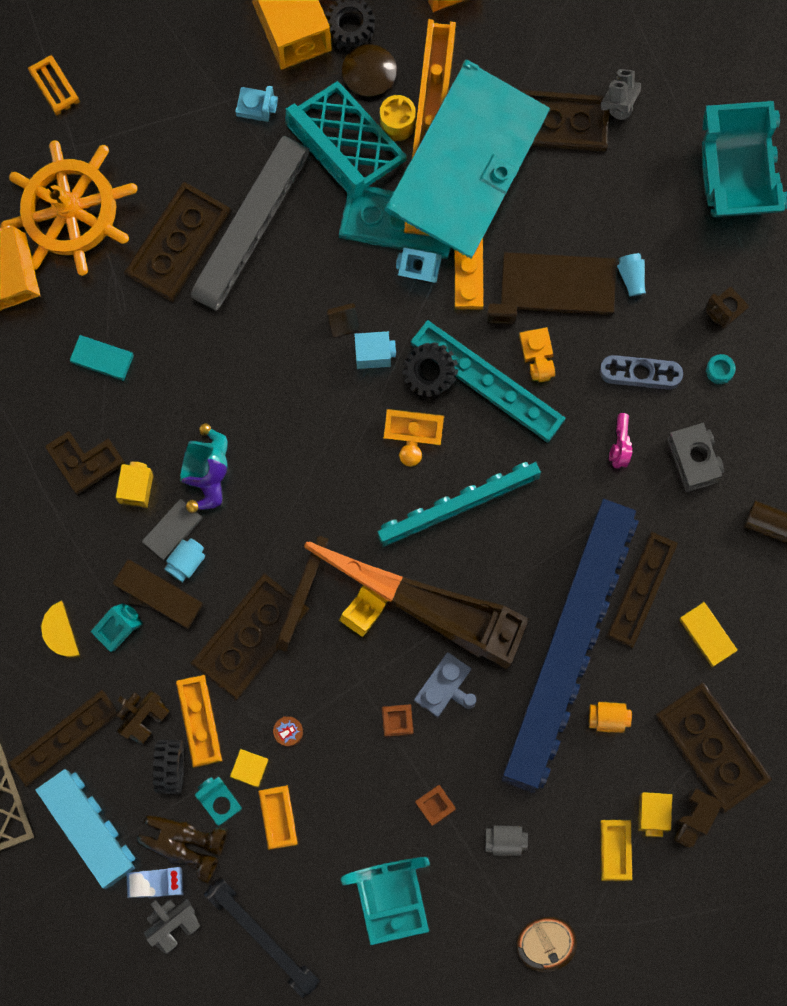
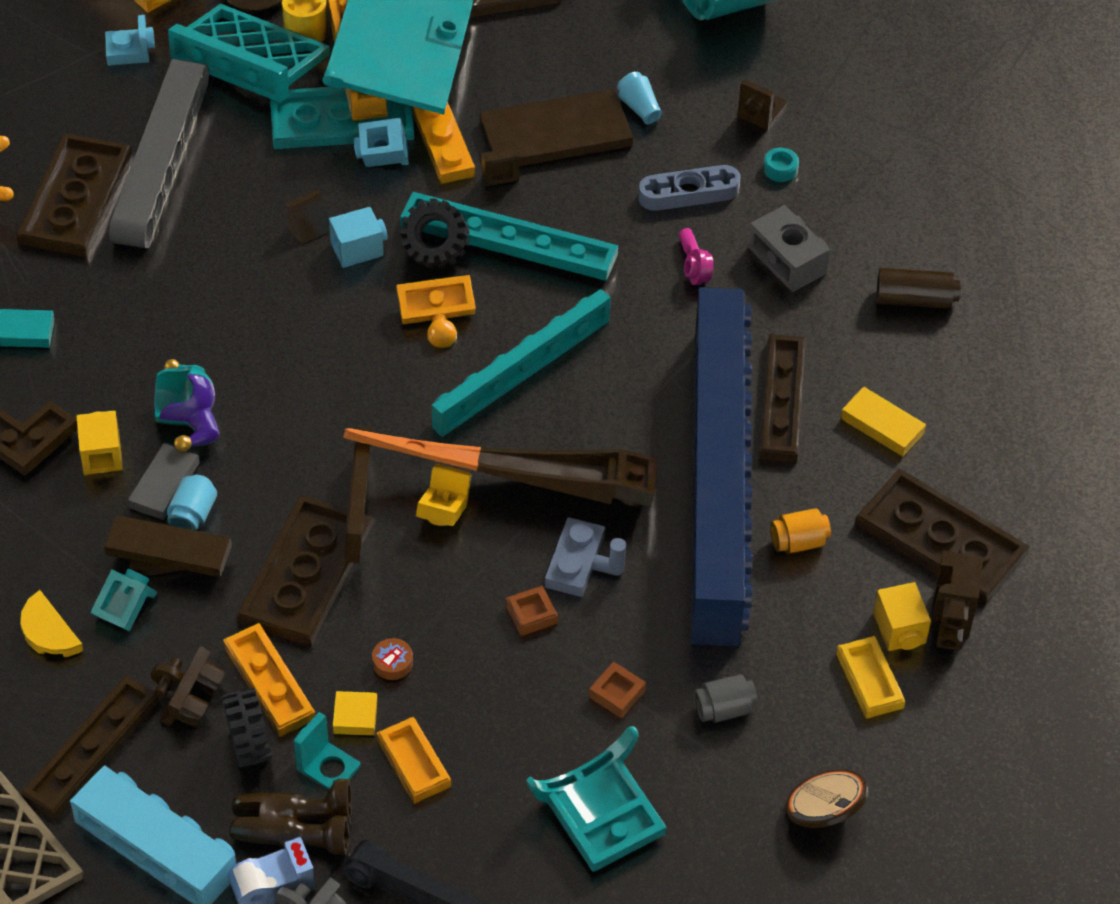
camera: 20 degrees left, 25 degrees down
(536, 348) = (559, 196): light orange plate -> none

